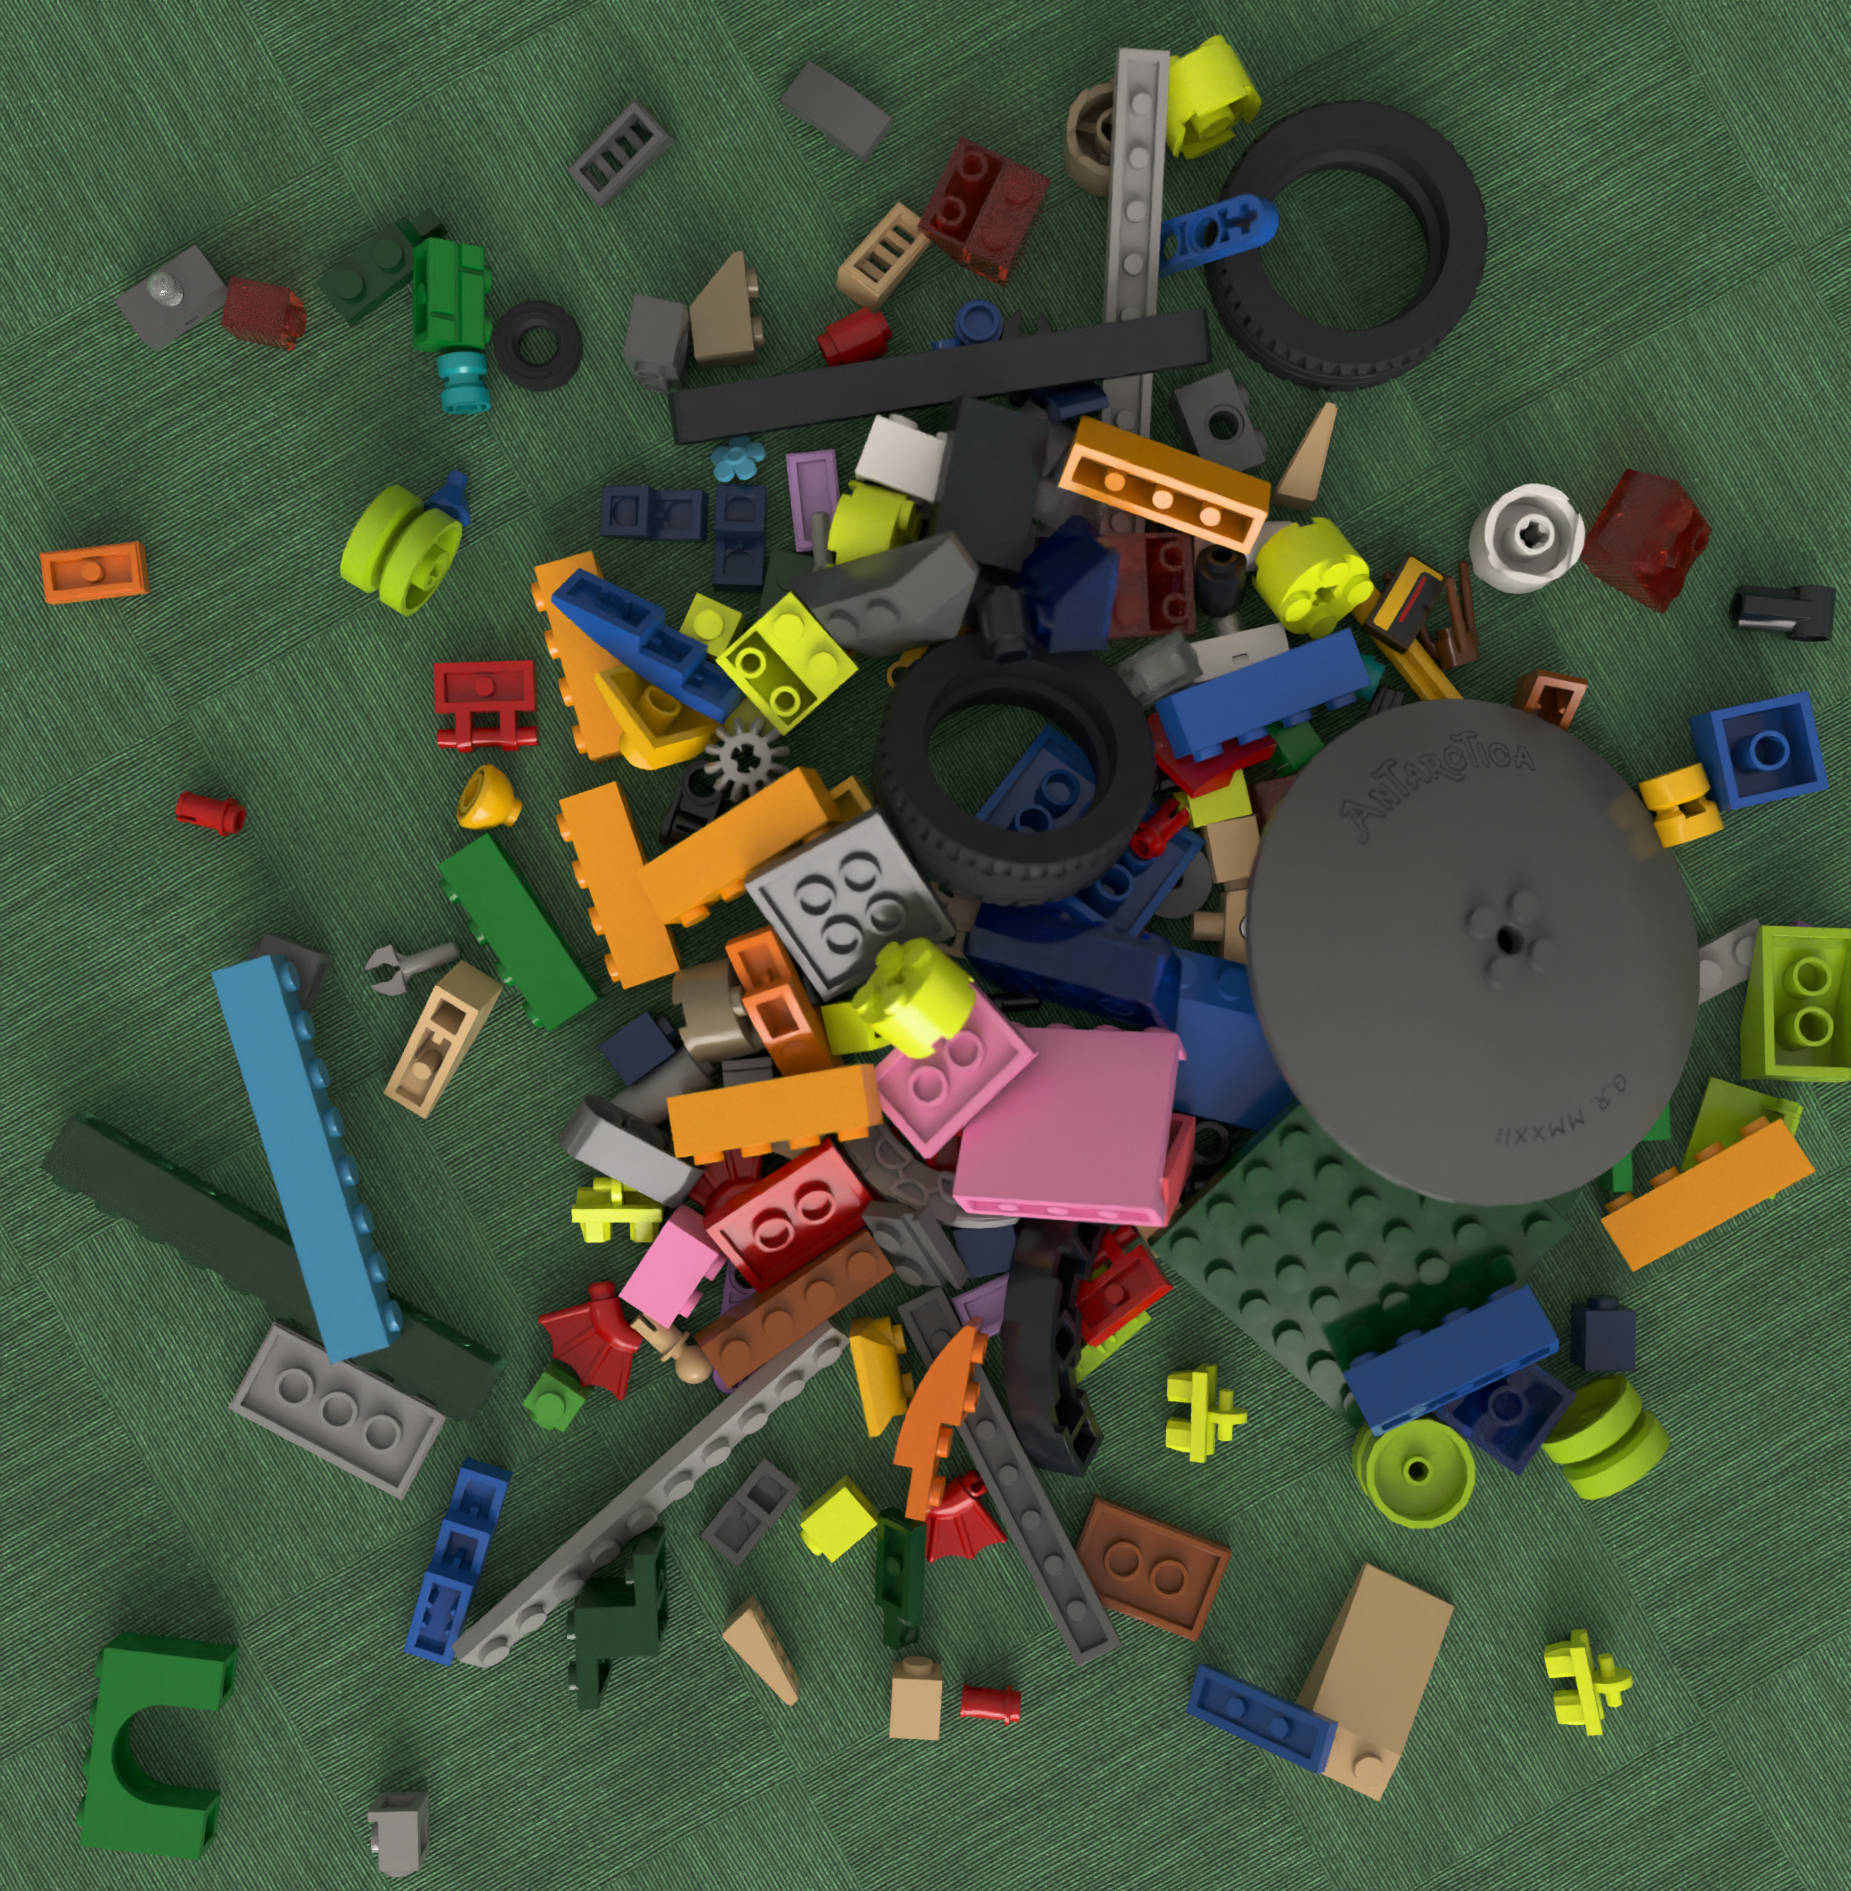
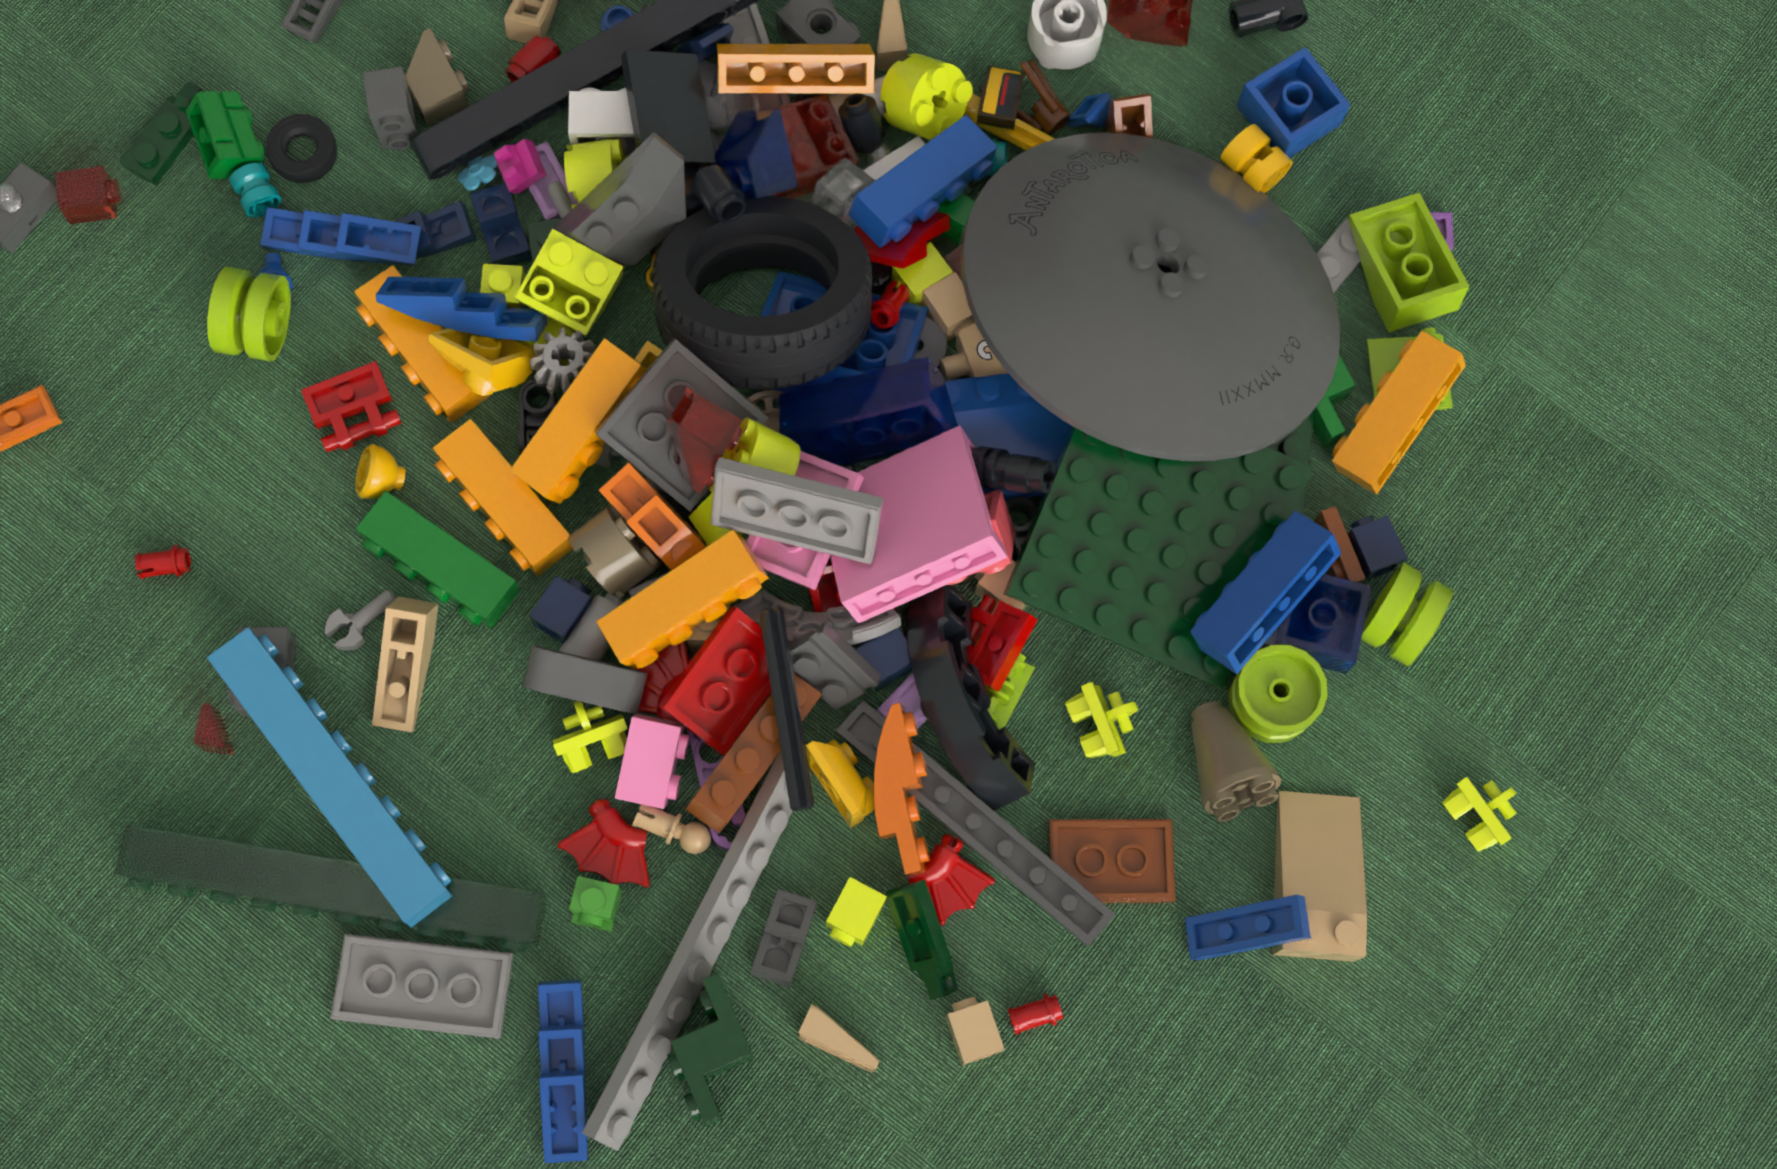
camera: 30 degrees left, 15 degrees down
(202, 1038) = (211, 732): none -> clear red slope
(545, 484) = (341, 237): none -> blue slope
(789, 474) = (519, 165): none -> dark pink tile
(844, 1284) = (786, 709): none -> black axle
(868, 943) = (700, 436): none -> clear red slope
(938, 1082) = (796, 510): none -> light grey tile
(1220, 1110) = (1014, 472): none -> black axle
(1323, 1518) = (1229, 764): none -> dark tan cone
(1507, 660) = (1091, 112): none -> blue slope
(1560, 1303) = (1347, 564): none -> dark orange plate

